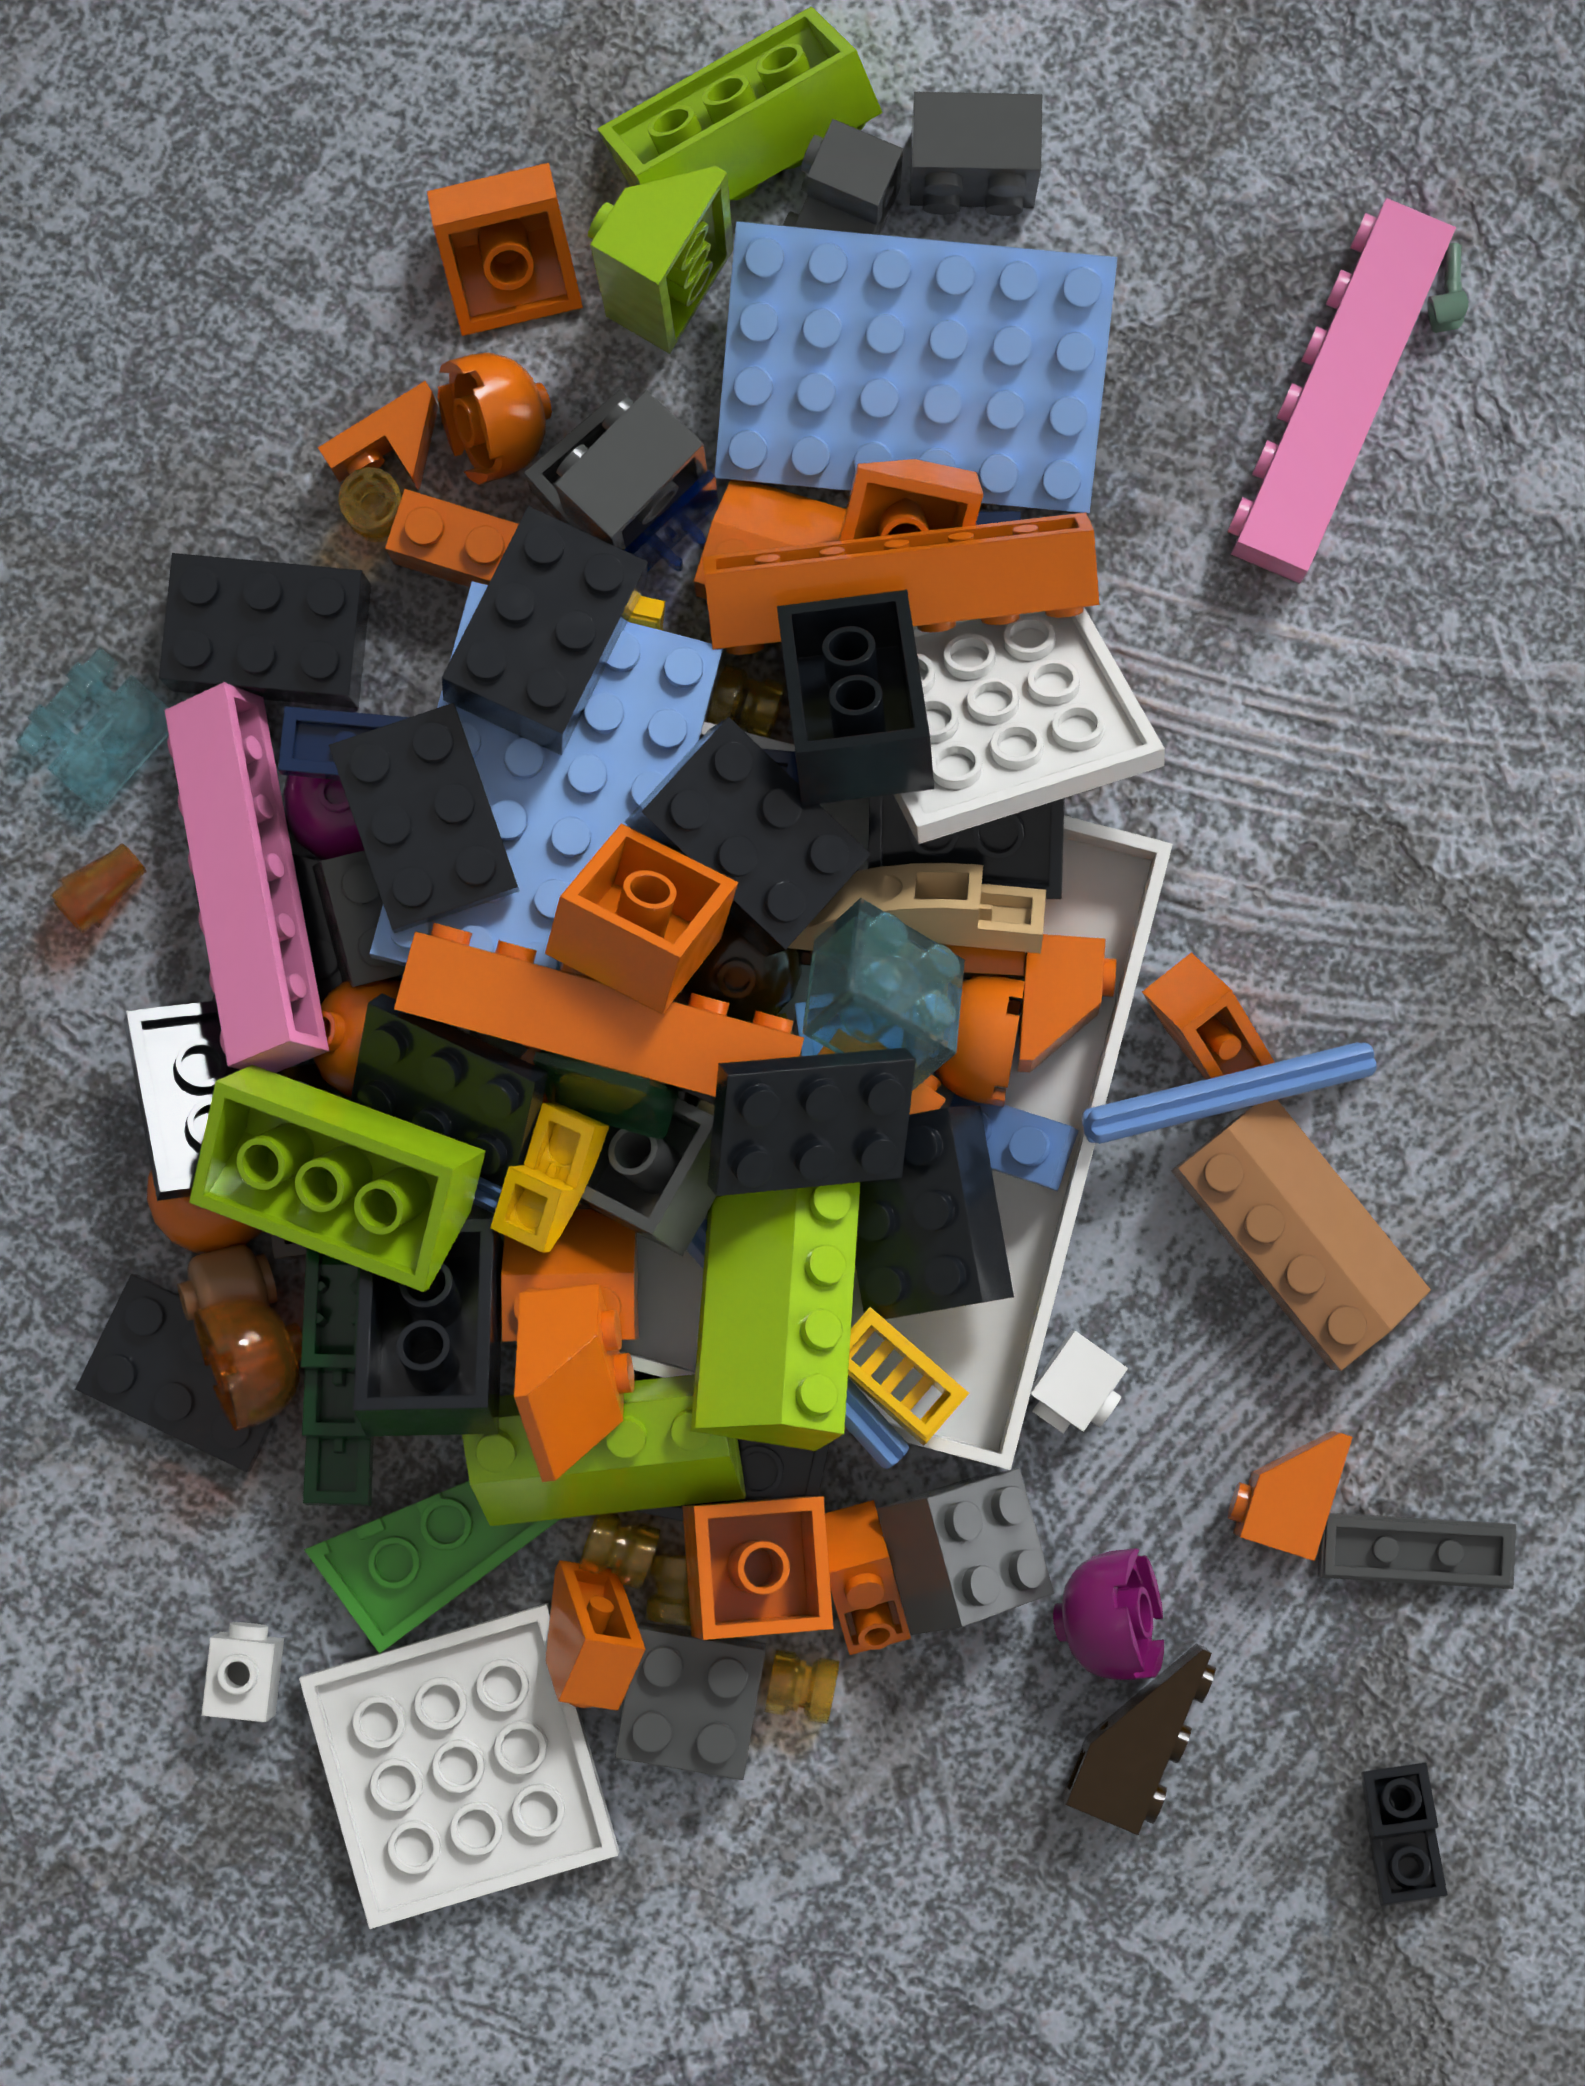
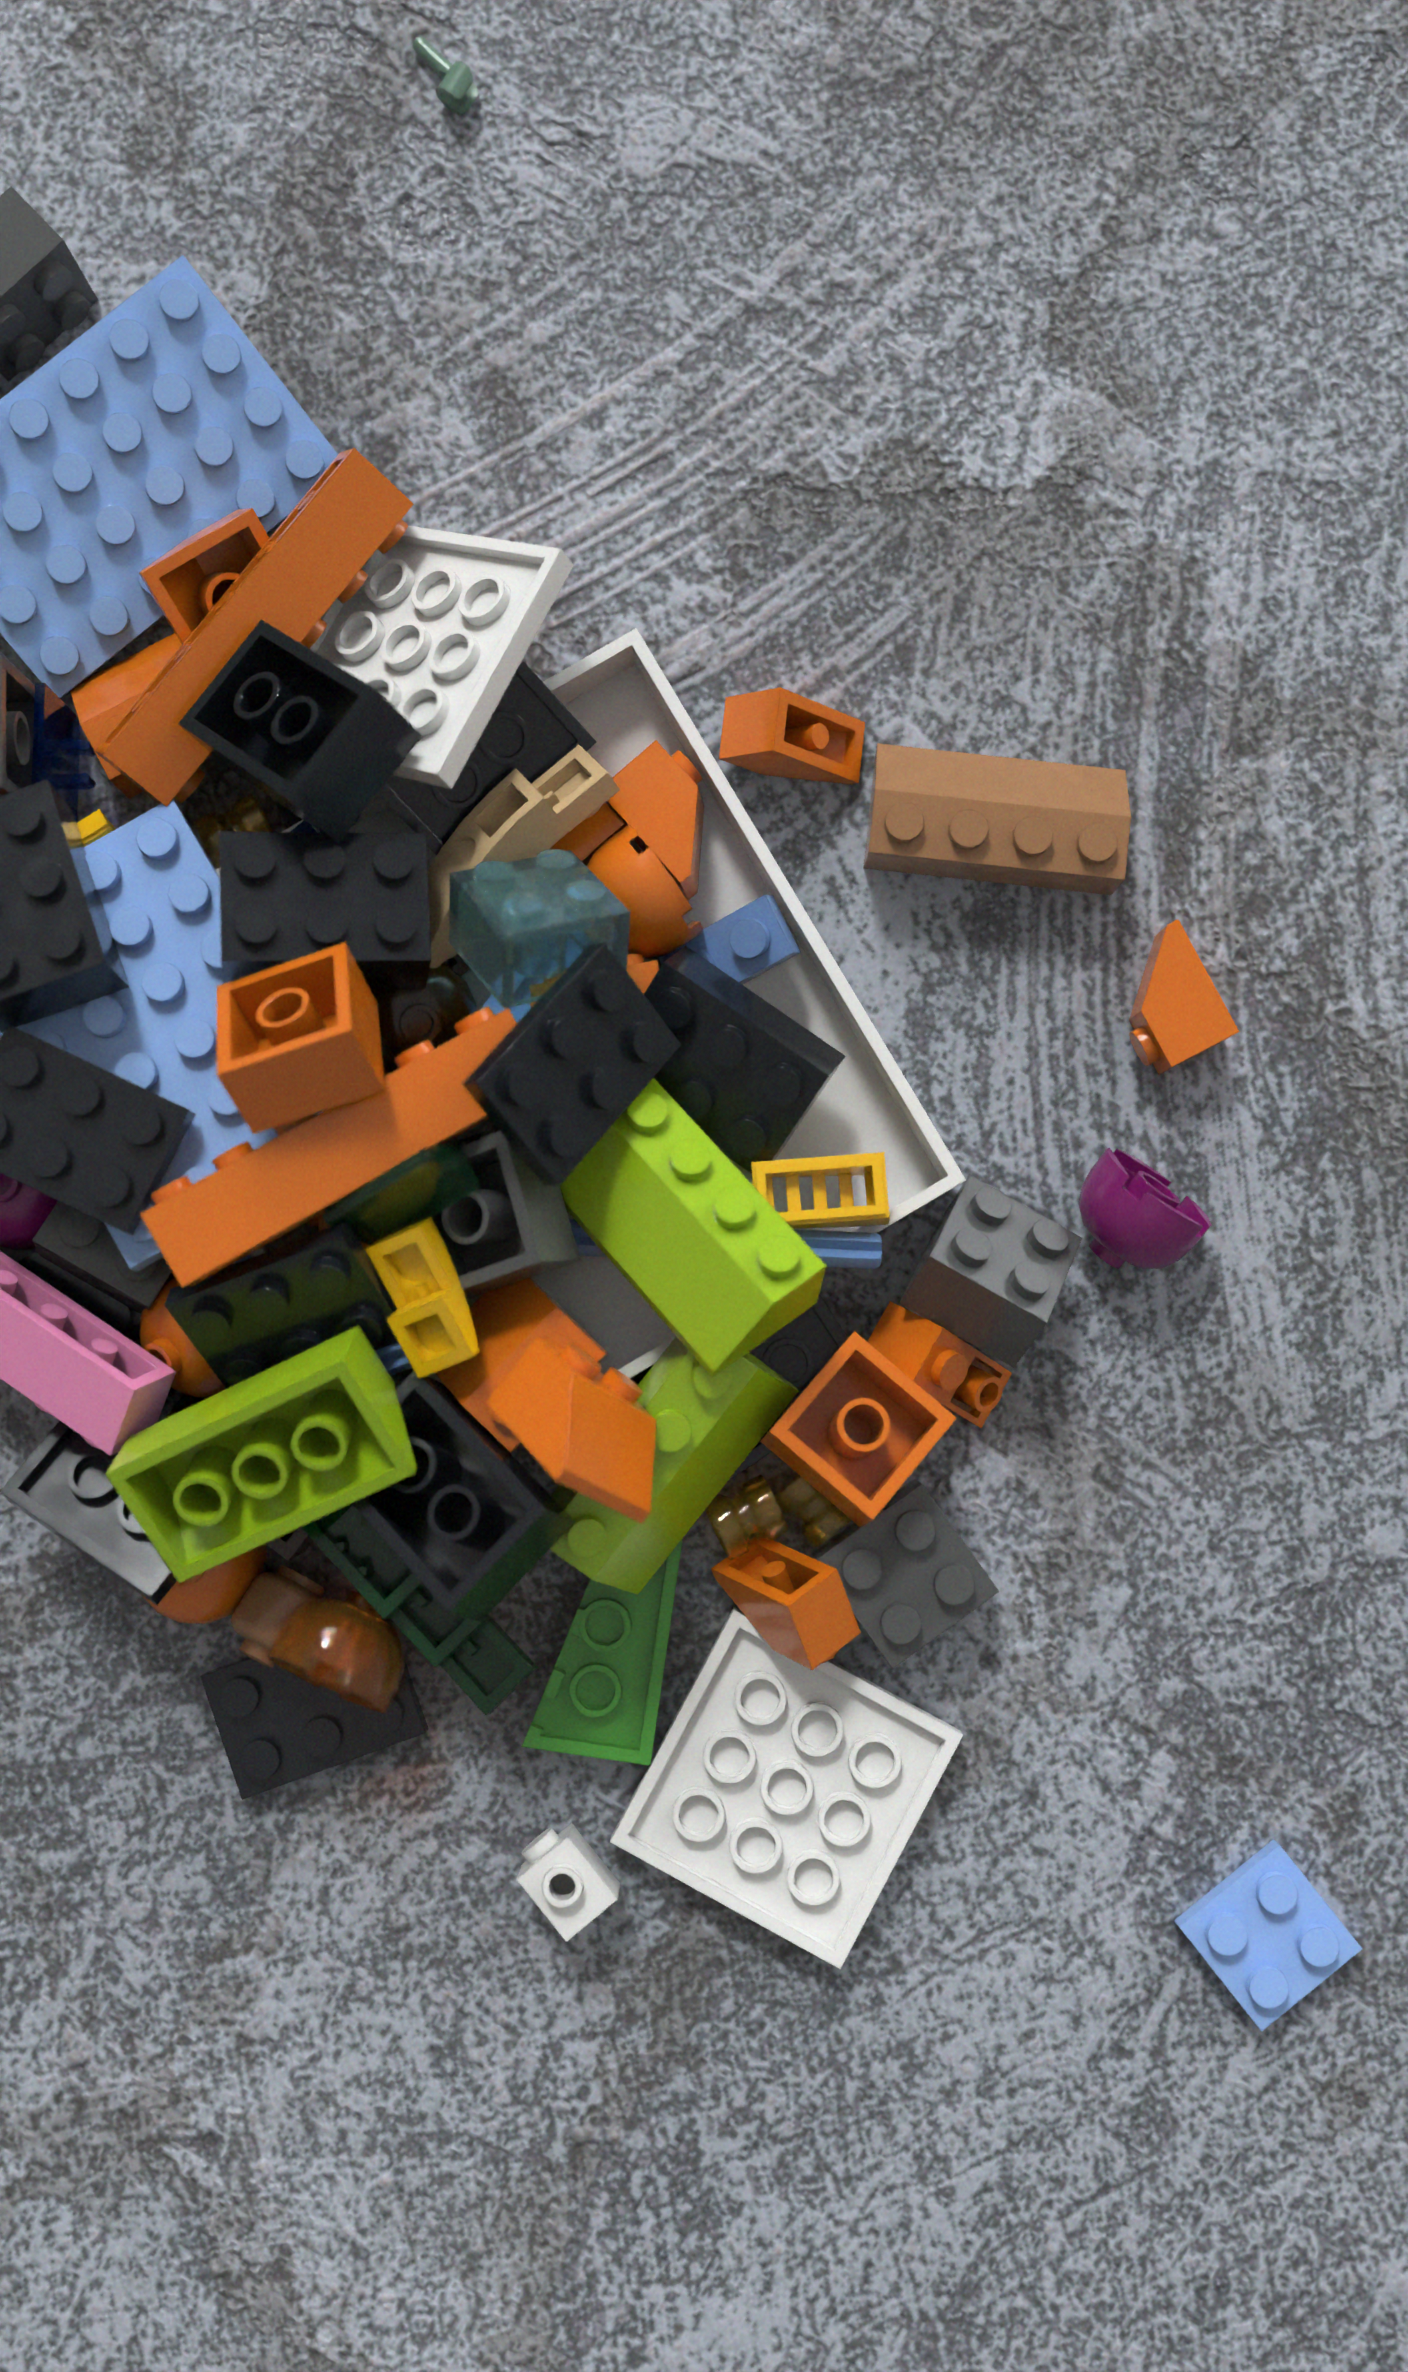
camera: 50 degrees left, 0 degrees up
(802, 1686) = (969, 1484): clear yellow wheel -> none
(1077, 1385) = (950, 1076): white brick -> none
(1128, 1752) = (1243, 1293): dark brown slope -> none
(1228, 1092) = (849, 768): medium blue axle -> none
(1342, 390) = (439, 208): bright pink brick -> none
(1418, 1550) = (1300, 956): dark grey tile -> none

